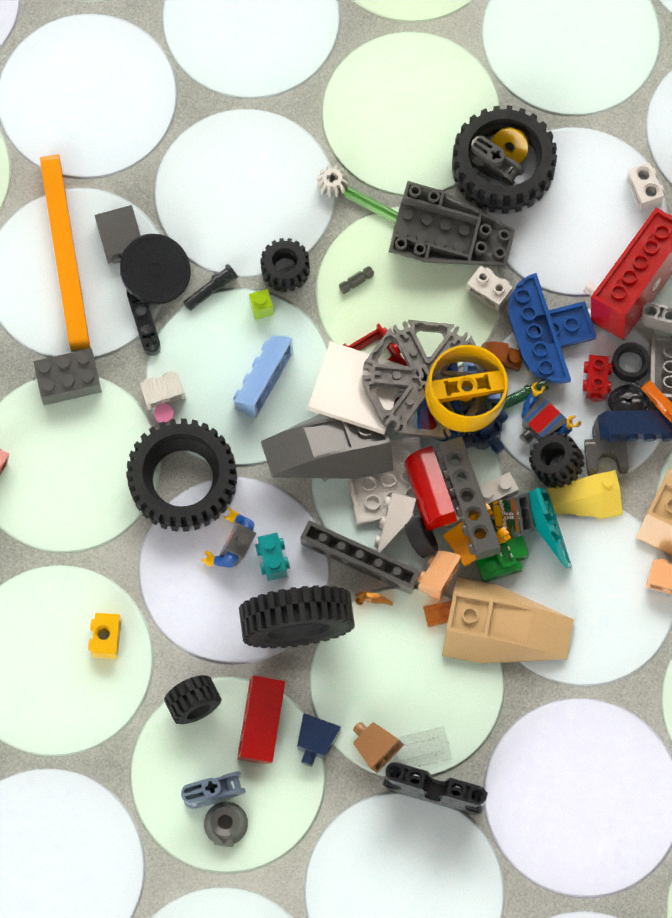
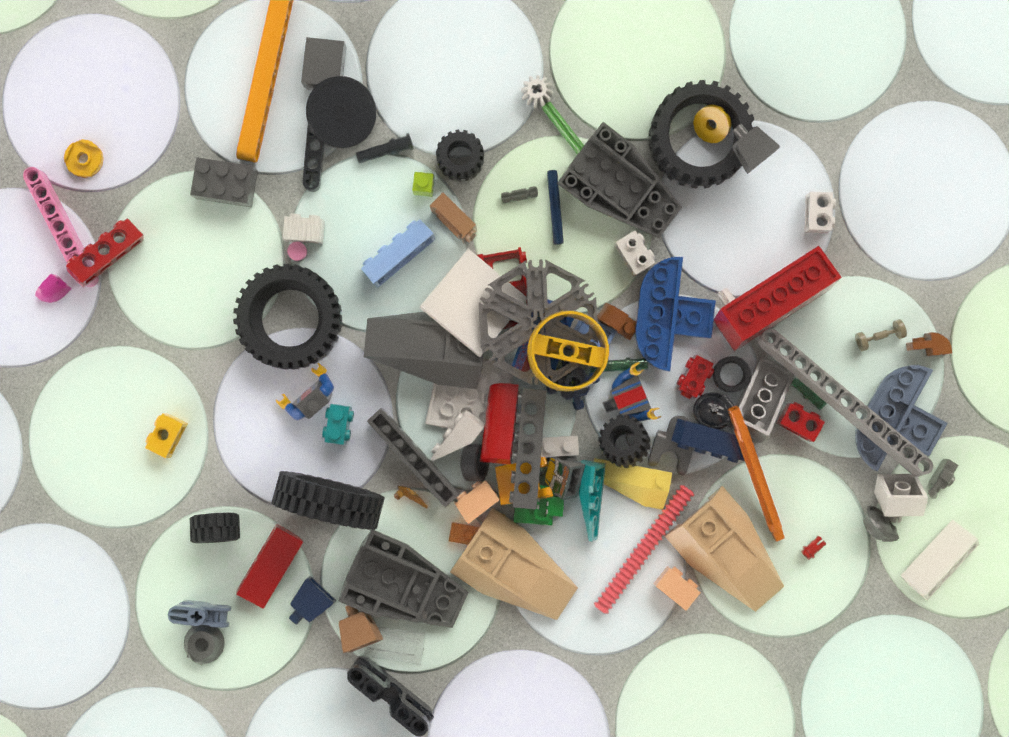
camera: 20 degrees right, 15 degrees up
(304, 322) = (454, 218): none -> medium nougat window
(395, 278) = (555, 207): none -> dark blue axle
(399, 682) = (400, 584): none -> dark grey wedge
(492, 161) = (690, 134): dark grey piece -> none
(556, 147) = (753, 147): none -> dark grey torso
(621, 557) = (644, 549): none -> coral piece

